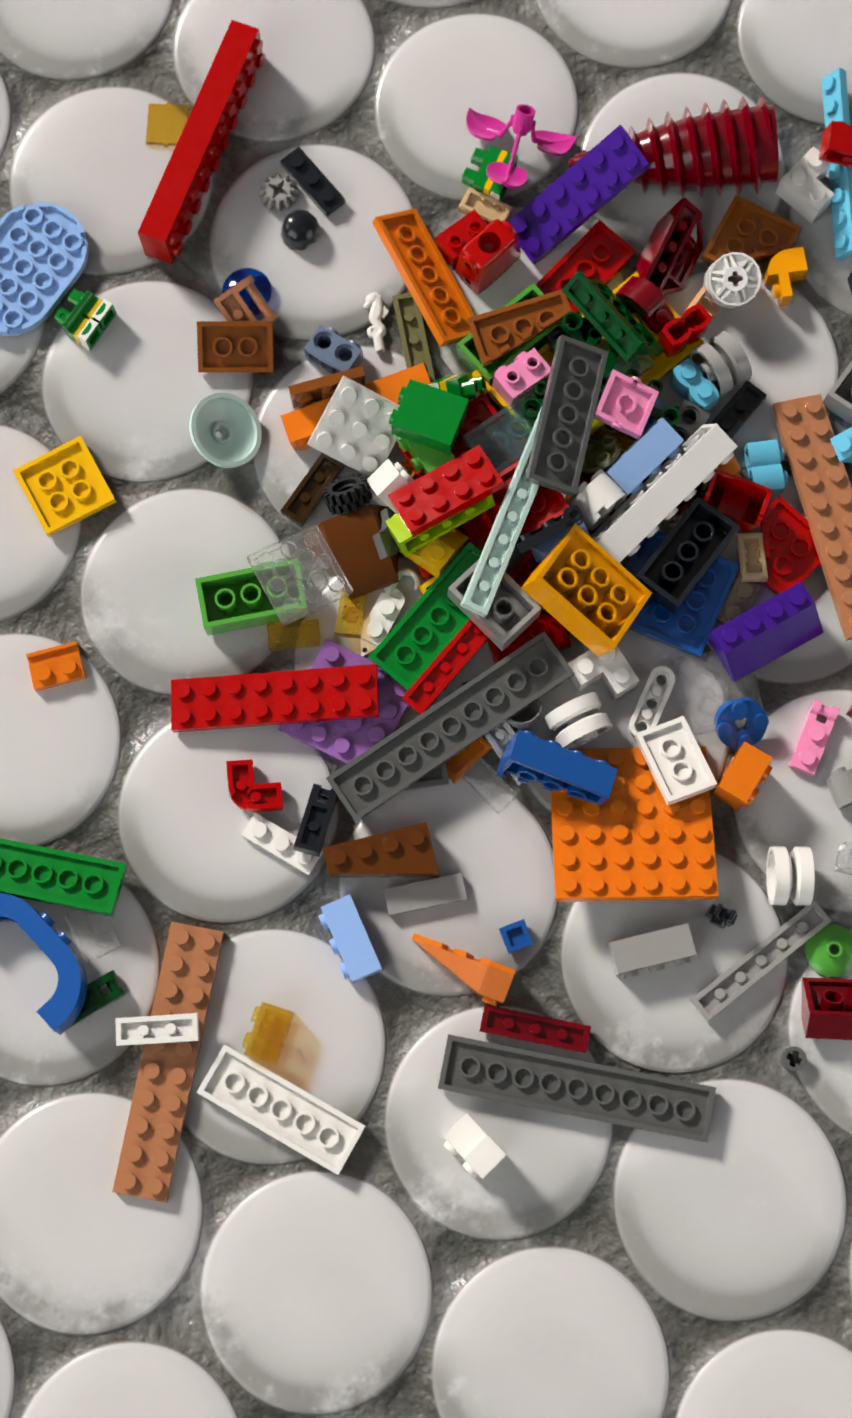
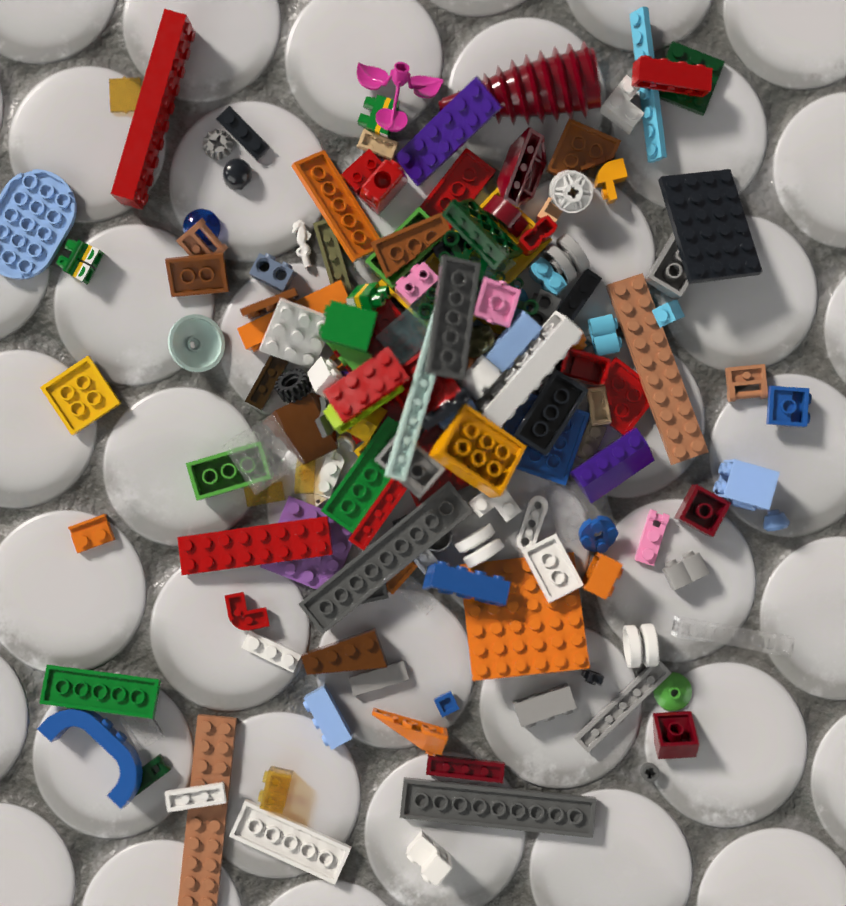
camera: 10 degrees left, 10 degrees up
(315, 821) = (294, 634): black plate -> none

